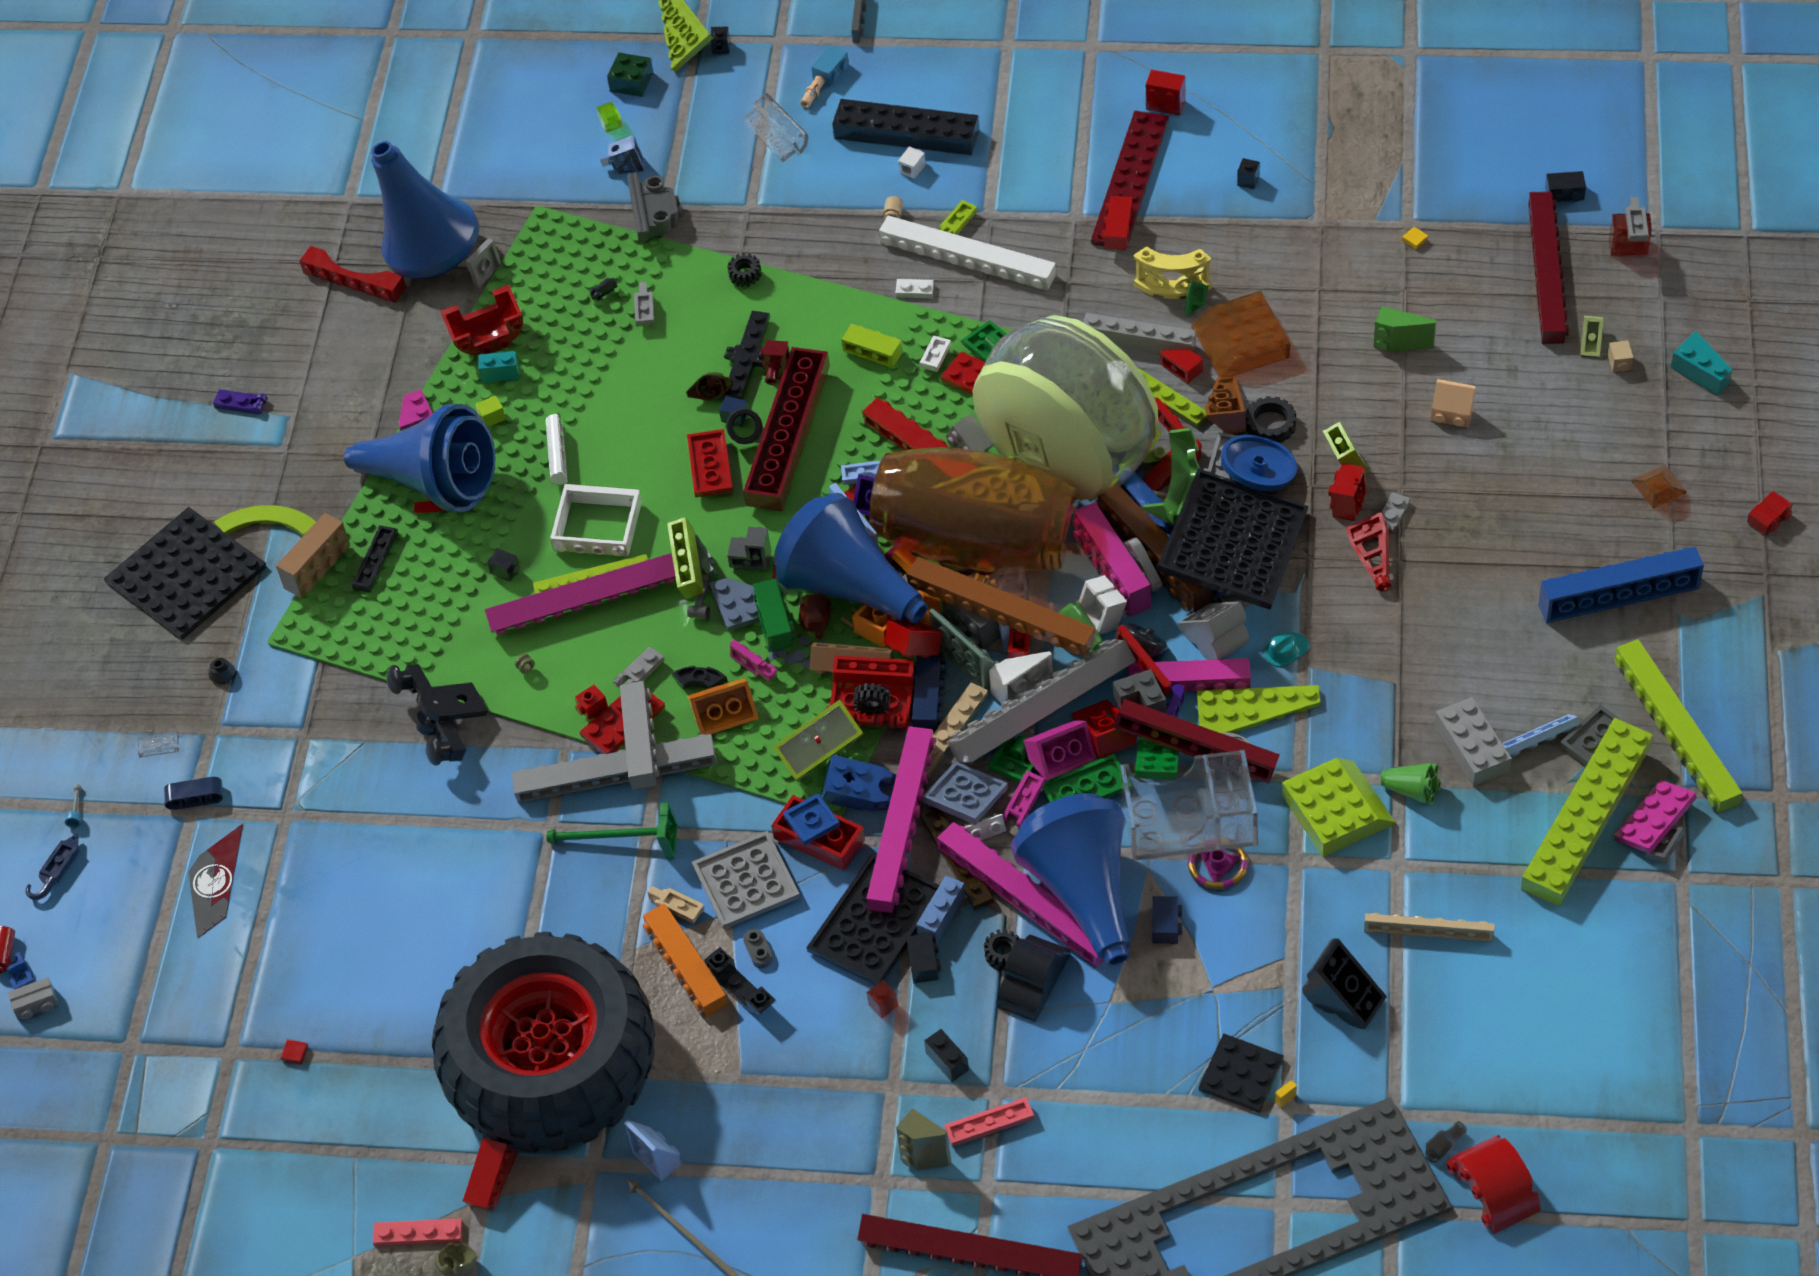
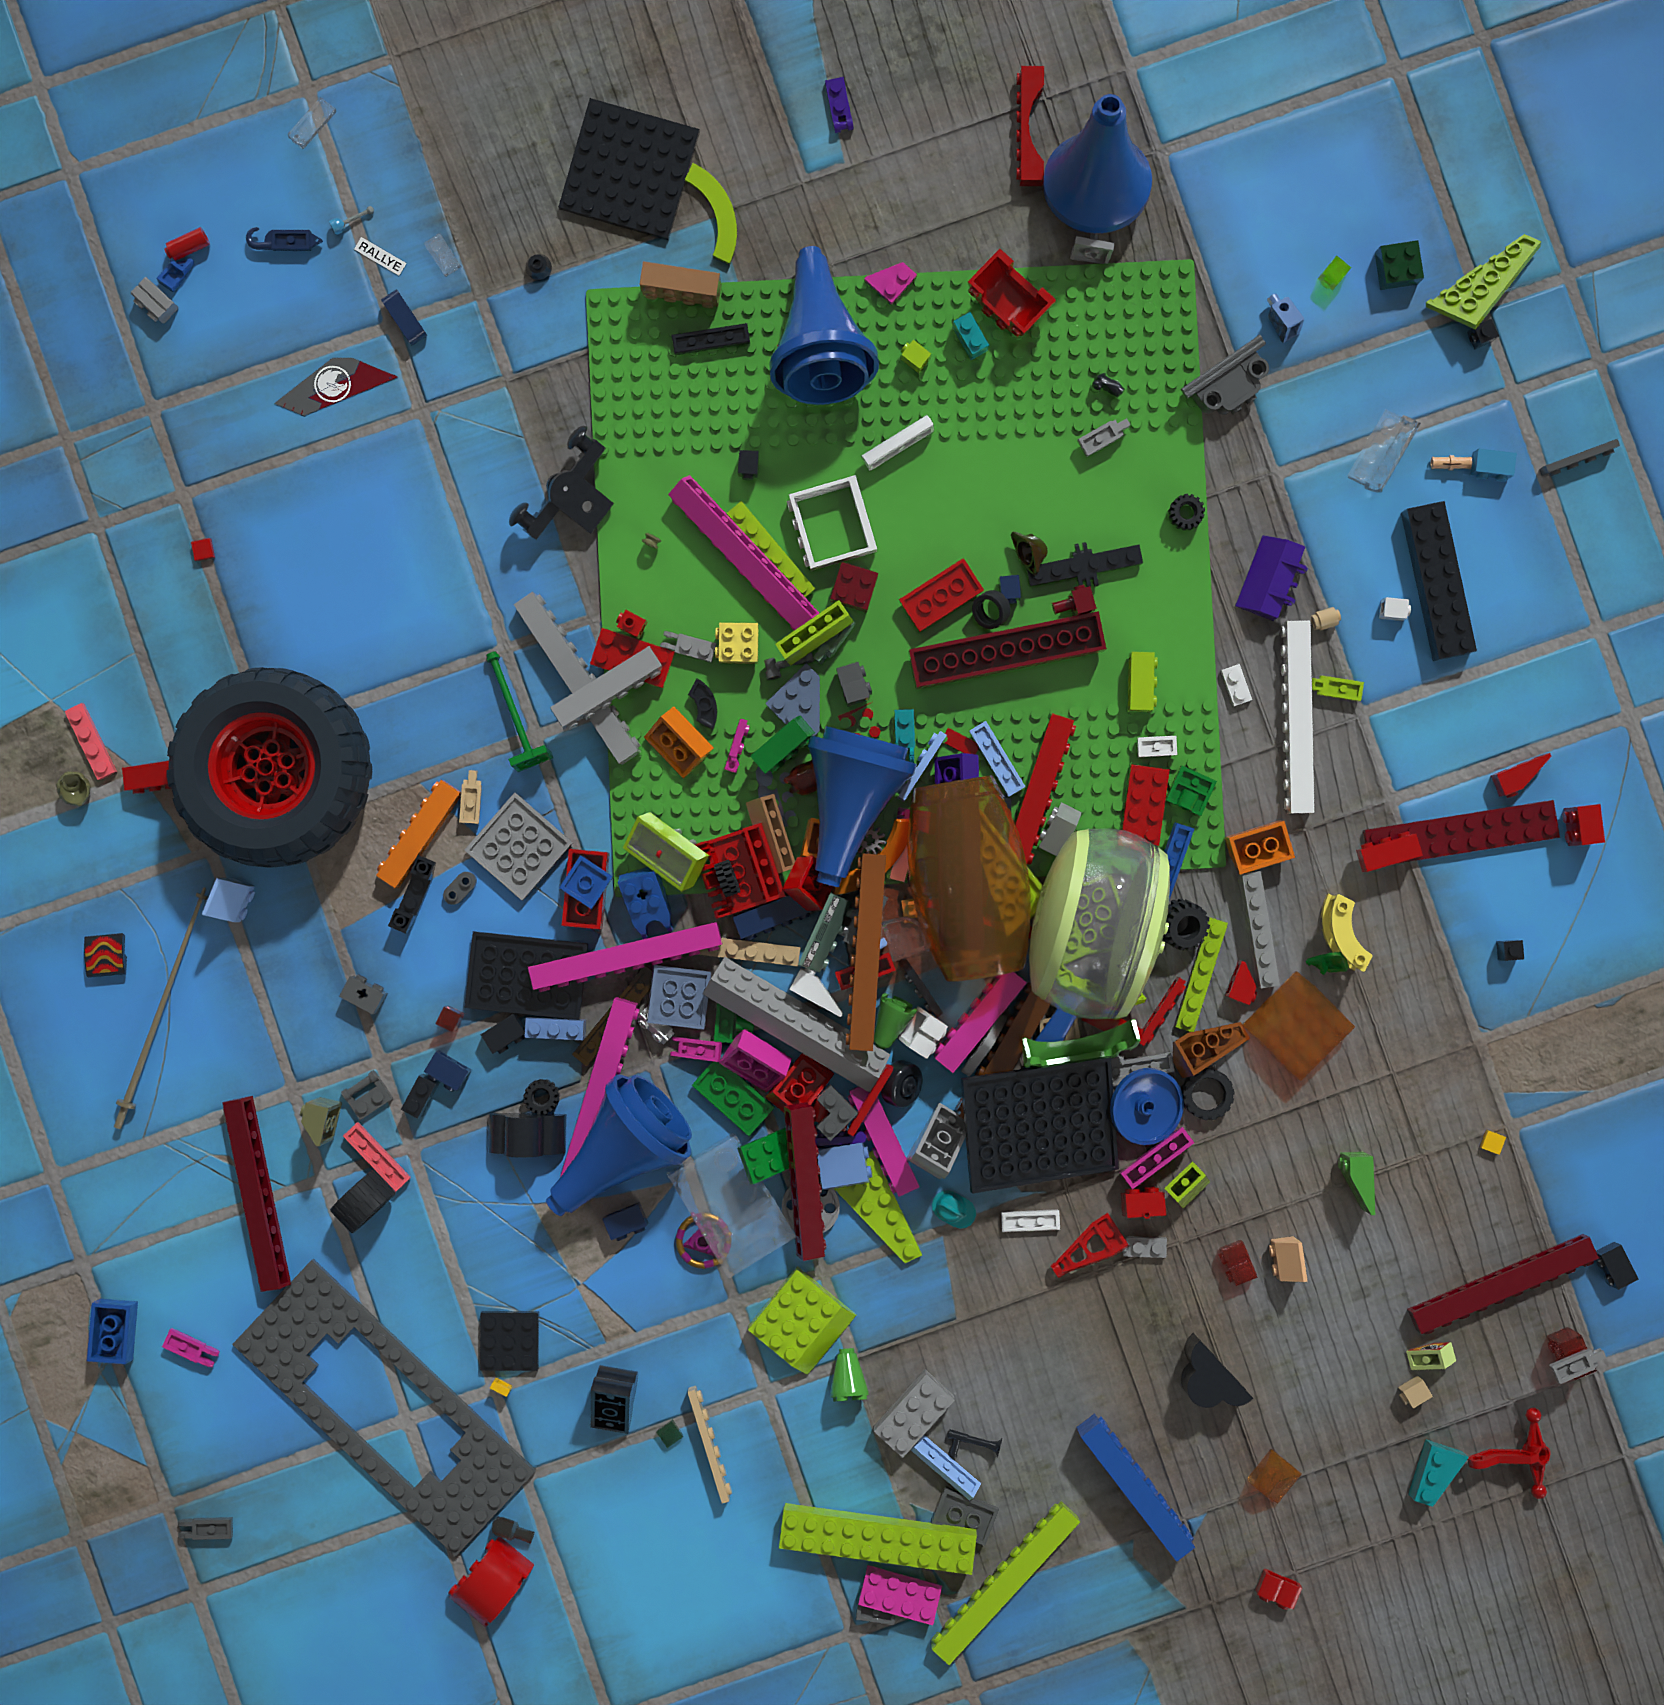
camera: 60 degrees right, 35 degrees up
(124, 797) = (380, 256): none -> white sticker
(654, 518) = (854, 587): none -> dark red brick
(659, 625) = (737, 643): none -> light yellow brick
(816, 1070) = (353, 994): none -> dark grey brick
(836, 233) = (1271, 577): none -> dark purple piece
(927, 1102) = (371, 1100): none -> dark grey plate
(932, 1018) = (447, 1071): none -> dark blue brick
(1027, 1136) = (362, 1201): none -> black tyre
(1055, 595) = (921, 990): none -> black wing
(1066, 300) = (1260, 847): none -> orange slope
(1101, 126) = (1517, 777): none -> red slope
(1201, 705) = (844, 1166): none -> medium blue brick
(1310, 471) = (1156, 1157): none -> dark pink brick
(1326, 592) = (1030, 1220): none -> white tile
(1403, 962) = (669, 1433): none -> clear green plate
(1439, 446) = (1237, 1262): none -> clear red brick
(1535, 494) = (1208, 1380): none -> black brick
(1535, 687) = (963, 1437): none -> black piece
(1713, 289) = (1533, 1453): none -> red piece

